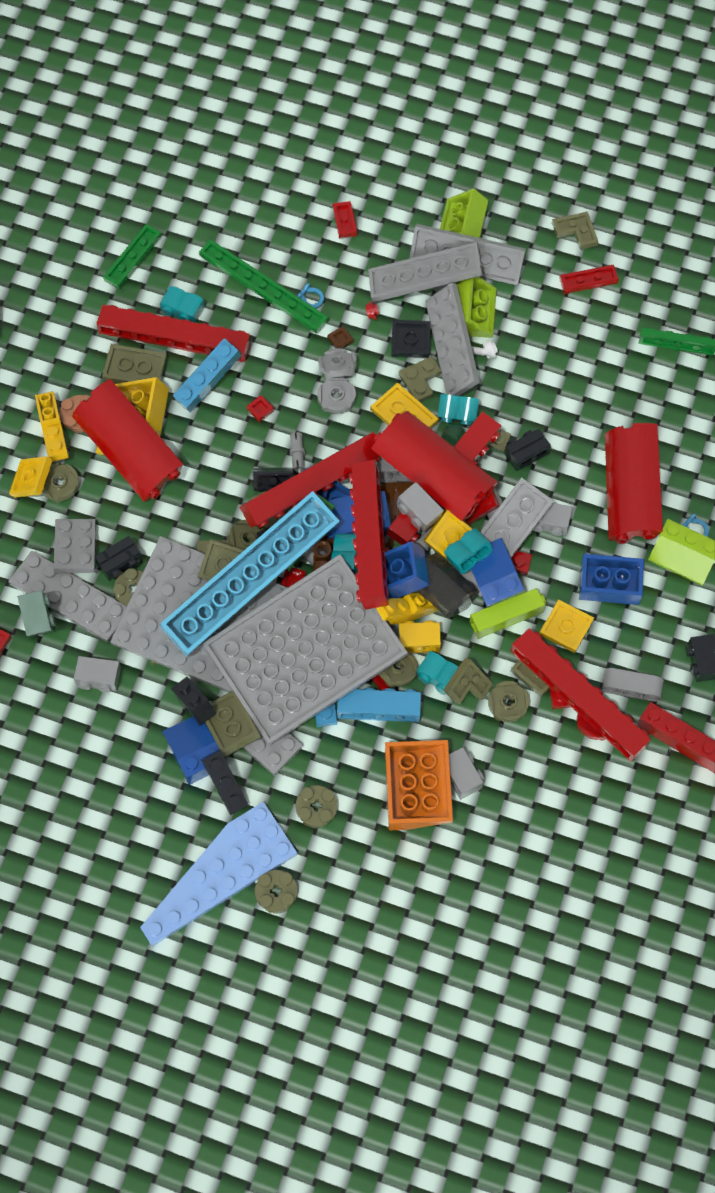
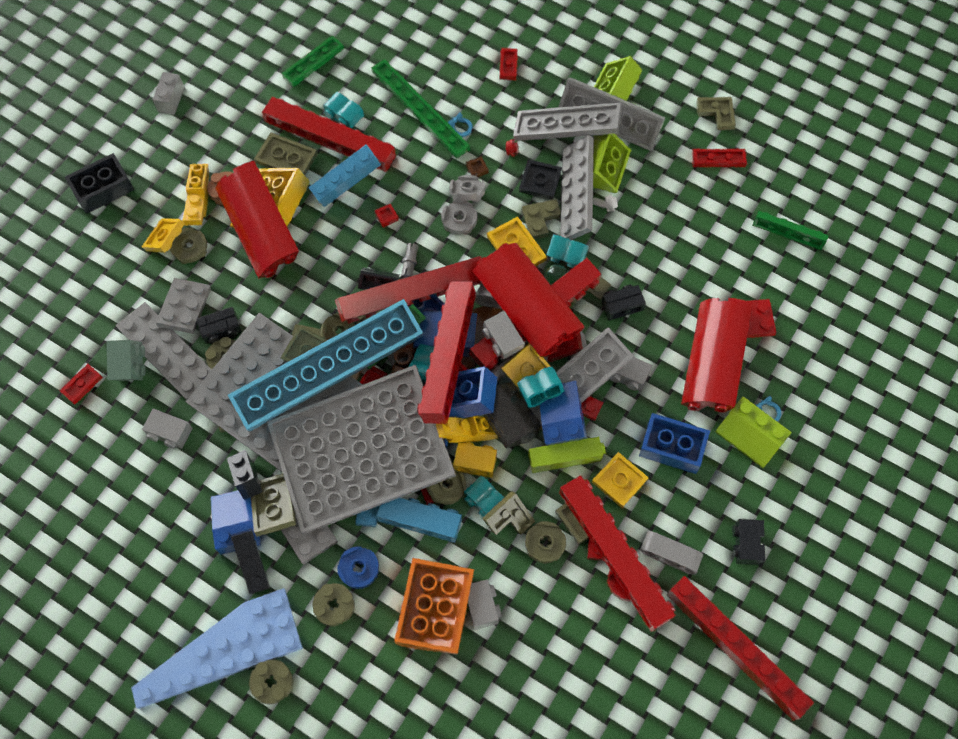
camera: 15 degrees right, 0 degrees up
(331, 754) = (347, 564): none -> blue plate
(669, 438) = (761, 319): none -> red plate

